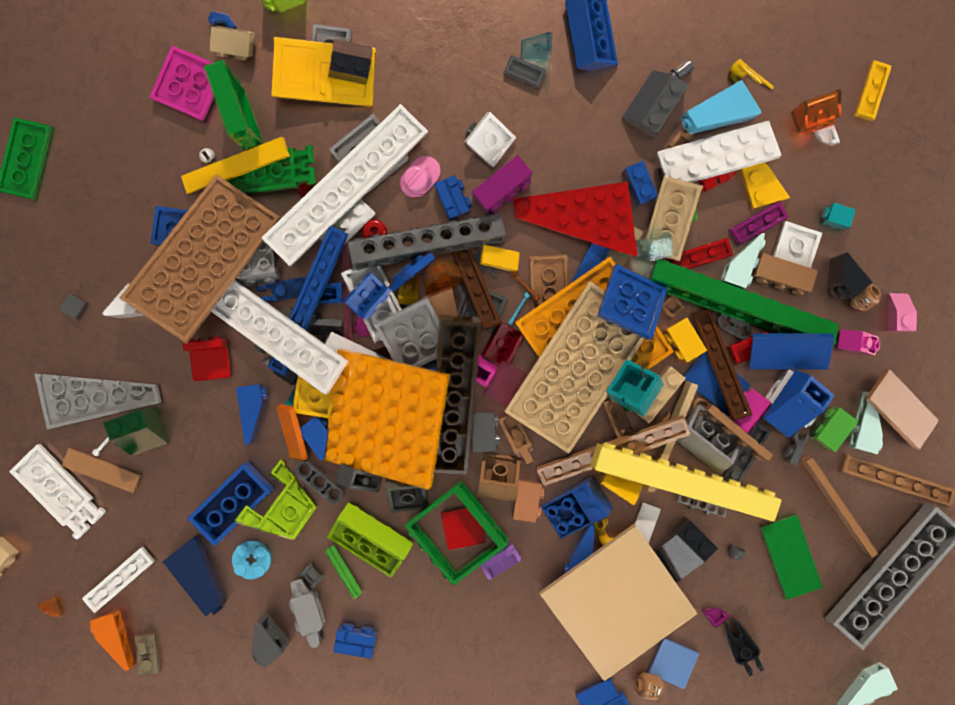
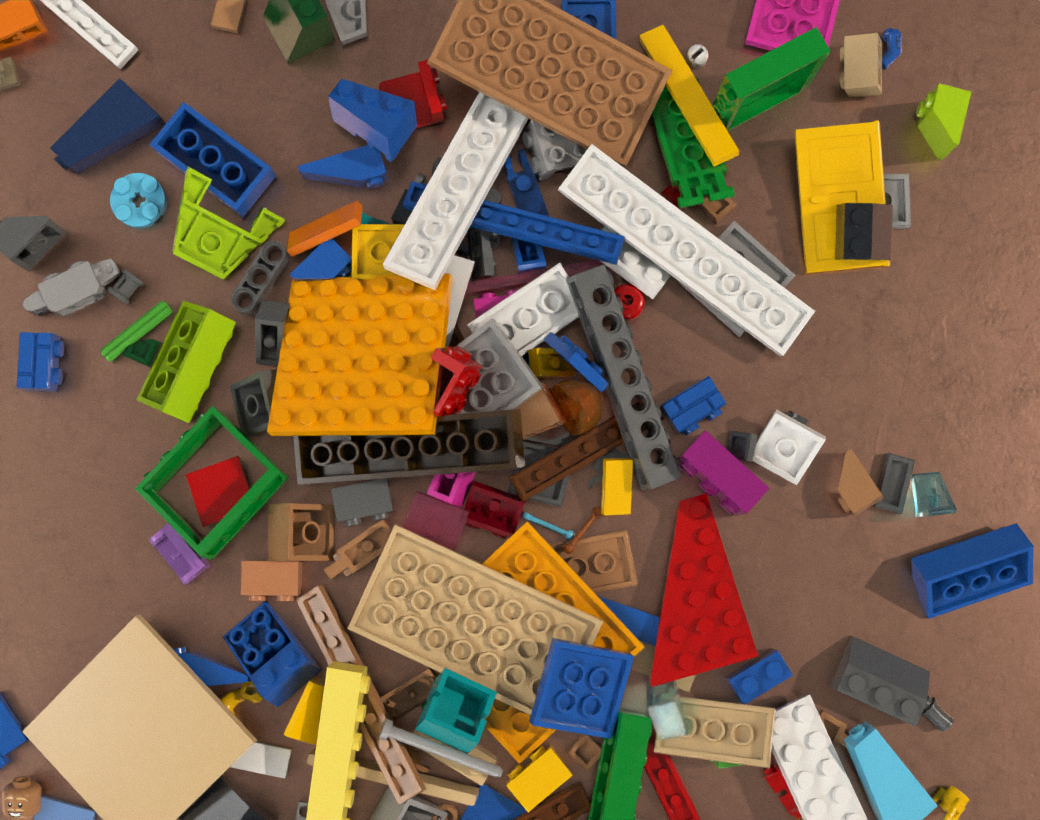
camera: 80 degrees right, 5 degrees down
(216, 387) = (373, 115): none -> blue wedge
(319, 159) = (717, 209): none -> medium nougat tile
(358, 569) = (143, 351): none -> dark green tile
(367, 296) = (531, 303): blue bracket -> none
(407, 347) = (465, 377): none -> red bracket
(420, 176) = (717, 356): bright pink piece -> none
(484, 169) = (742, 445): none -> dark grey tile
(524, 96) = (856, 486): none -> medium nougat slope
(641, 435) = (438, 749): none -> light grey bar

